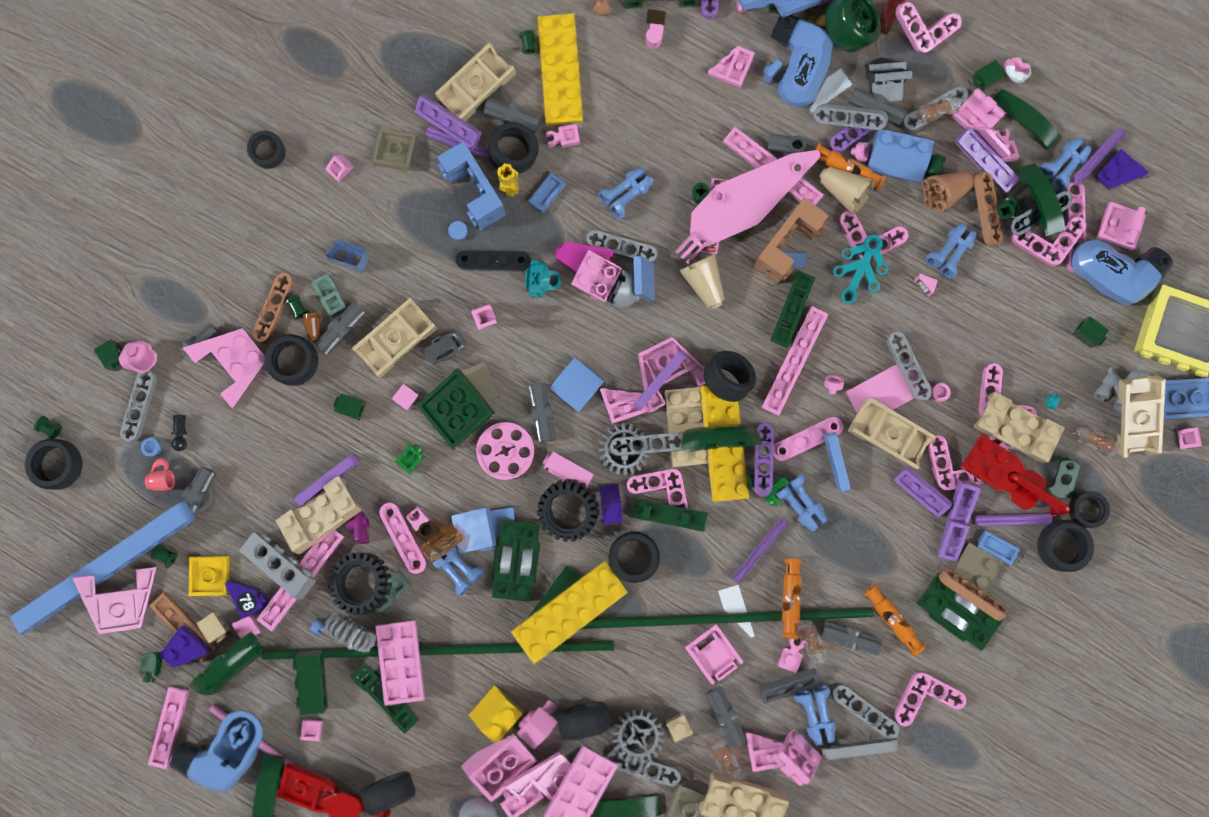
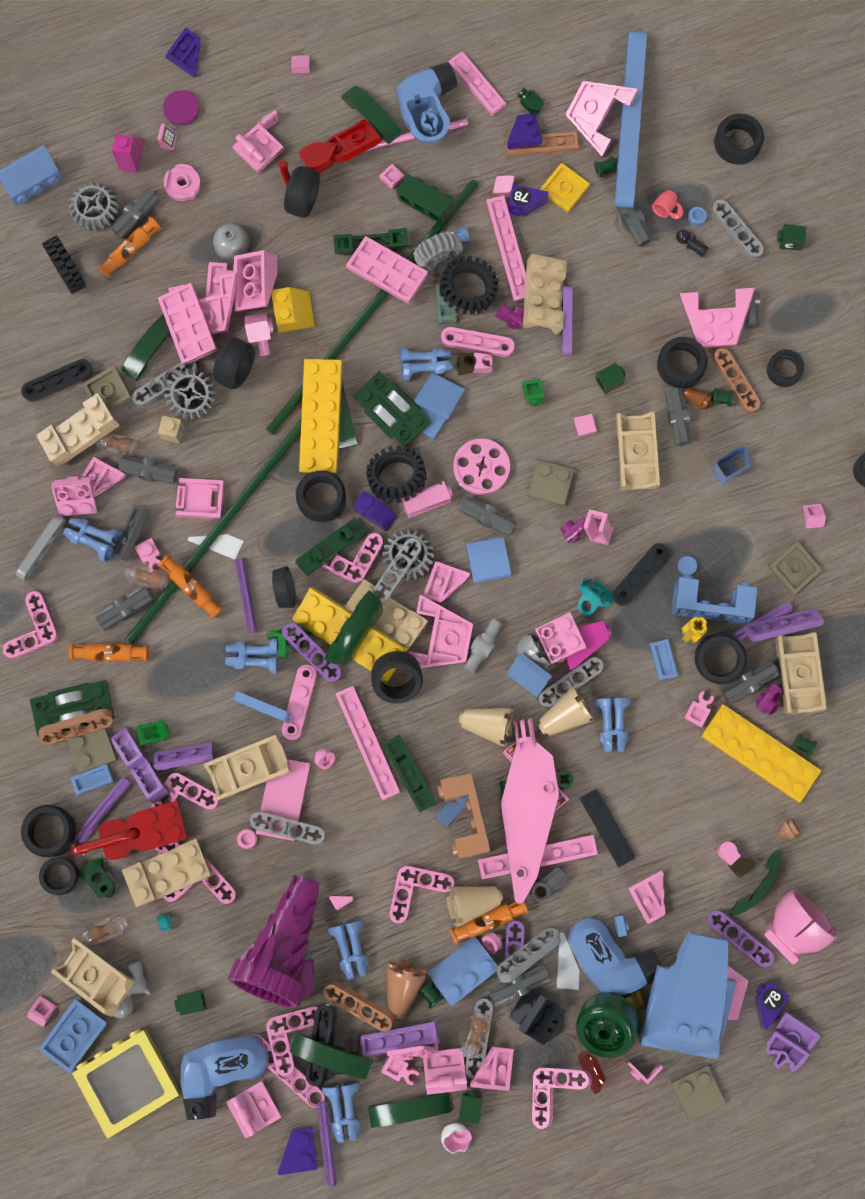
camera: 130 degrees right, 5 degrees down
(47, 427) = (765, 154): dark green bush -> none
(138, 356) = (774, 254): bright pink hair -> none
(214, 627) = (522, 163): tan brick -> none
(225, 264) = (790, 355): none -> black tyre
(226, 668) = (485, 144): dark green brick -> none
(254, 551) = (556, 229): light grey brick -> none
(328, 294) = (714, 430): sand green slope -> none
(444, 347) = (599, 481): dark grey piece -> none
(452, 532) = (450, 364): clear orange tile -> none
(455, 408) = (544, 452): dark green plate -> none
(501, 338) = (572, 531): none -> magenta plate
(517, 91) = (767, 702): none -> magenta plate
(649, 228) = (566, 714): none -> tan cone
(649, 334) = (482, 646): none -> light grey pin
(660, 379) = (438, 621): medium lavender beam -> none
(708, 136) = (607, 828): none -> black plate
(732, 522) = (283, 587): none -> black tyre
(862, 265) = (397, 861): teal plant -> none
(865, 711) = (63, 575): light grey beam -> none
(925, 531) = (152, 732): none -> green bracket
(948, 79) = (495, 1070): none -> bright pink wing
(1009, 212) = (344, 1031): dark green bush -> none
(1017, 291) = (275, 962): none -> magenta cone

